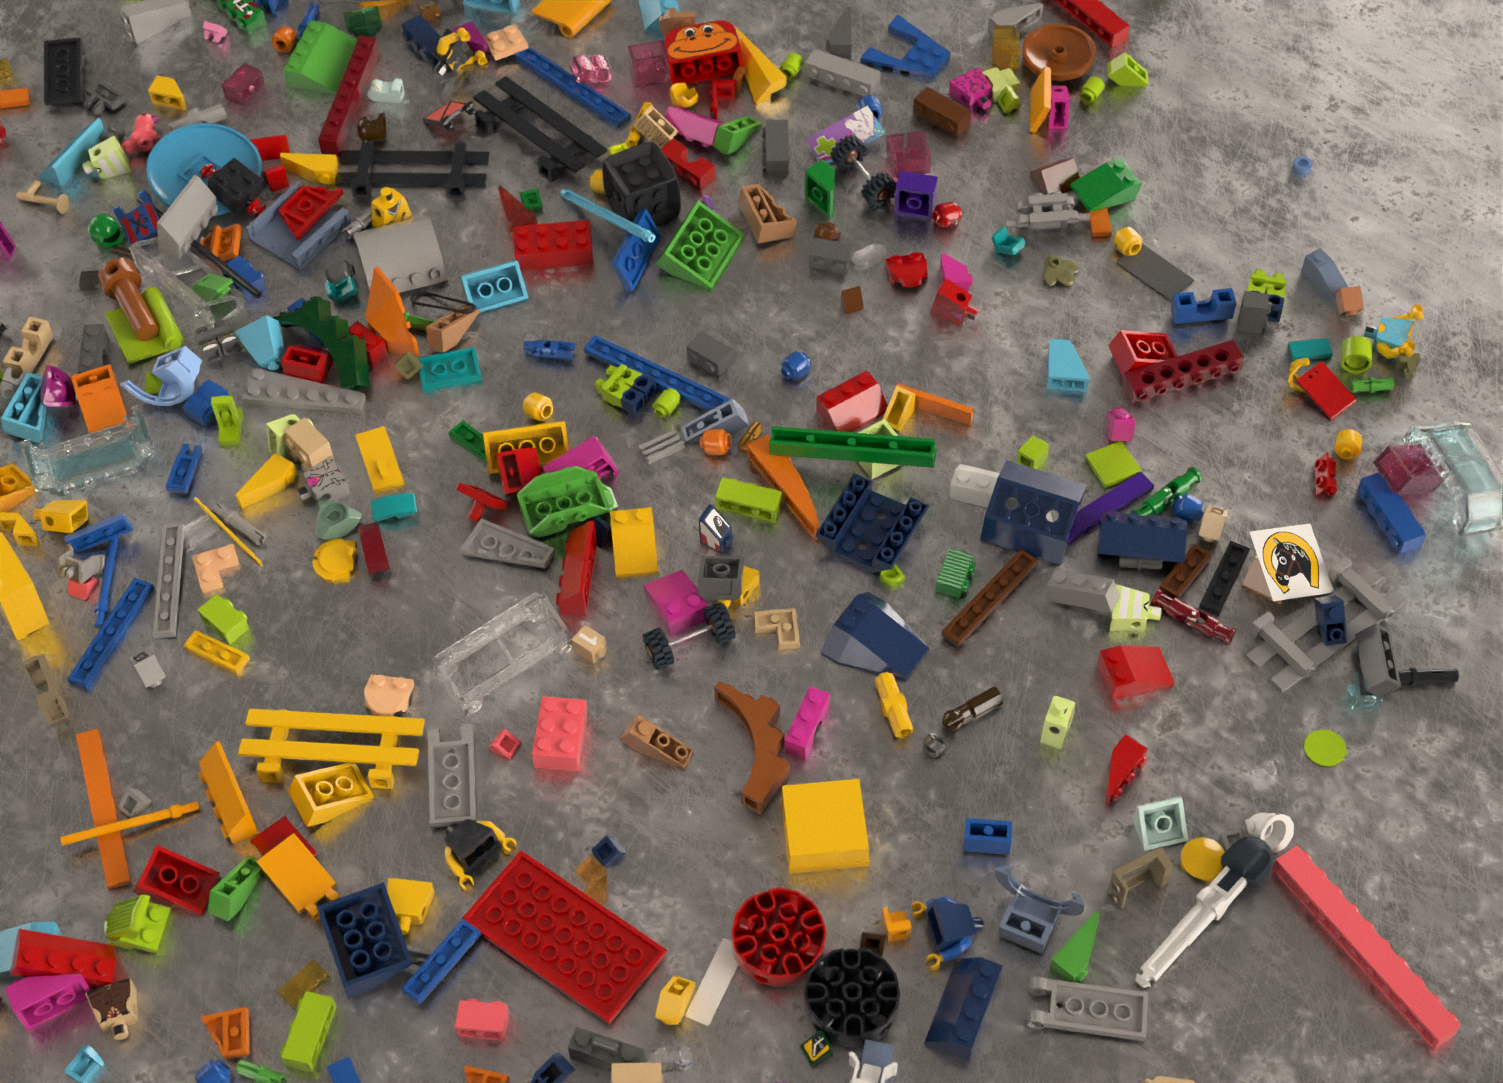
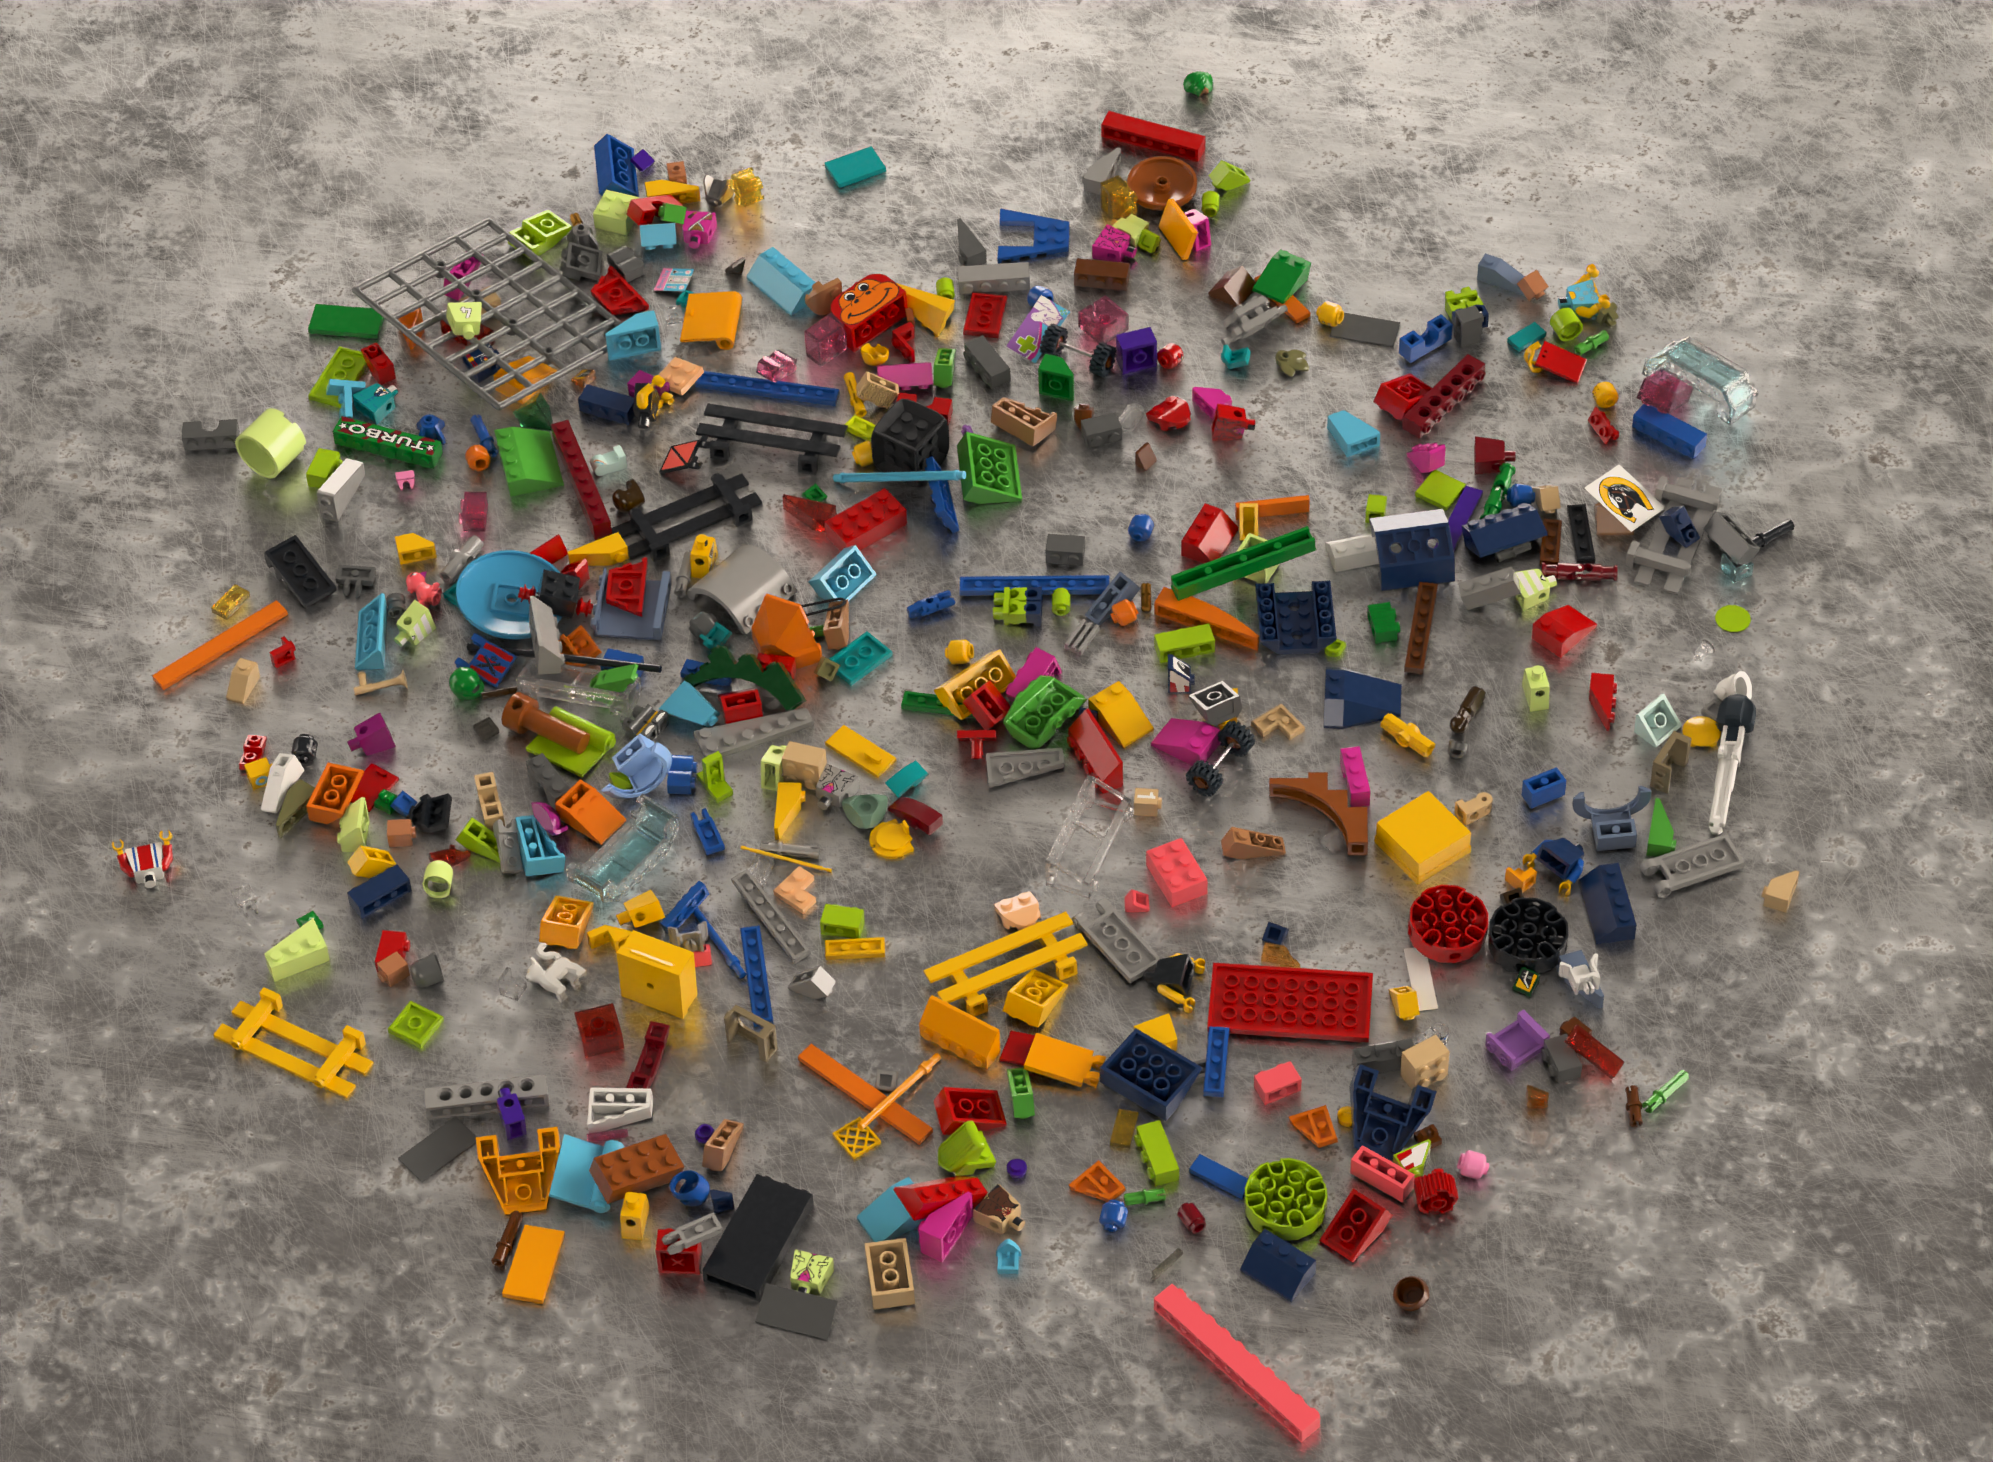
camera: 30 degrees left, 5 degrees down
(44, 850) = (865, 1148): none -> yellow window
(170, 968) = (1016, 1168): none -> dark purple plate
(811, 104) = (985, 315): none -> red tile
(904, 821) = (1474, 808): none -> tan leg
(1186, 451) = (1490, 455): none -> dark red torso
(1302, 165) = (1420, 194): medium blue tile -> none
(1366, 947) = (1849, 733): coral brick -> none

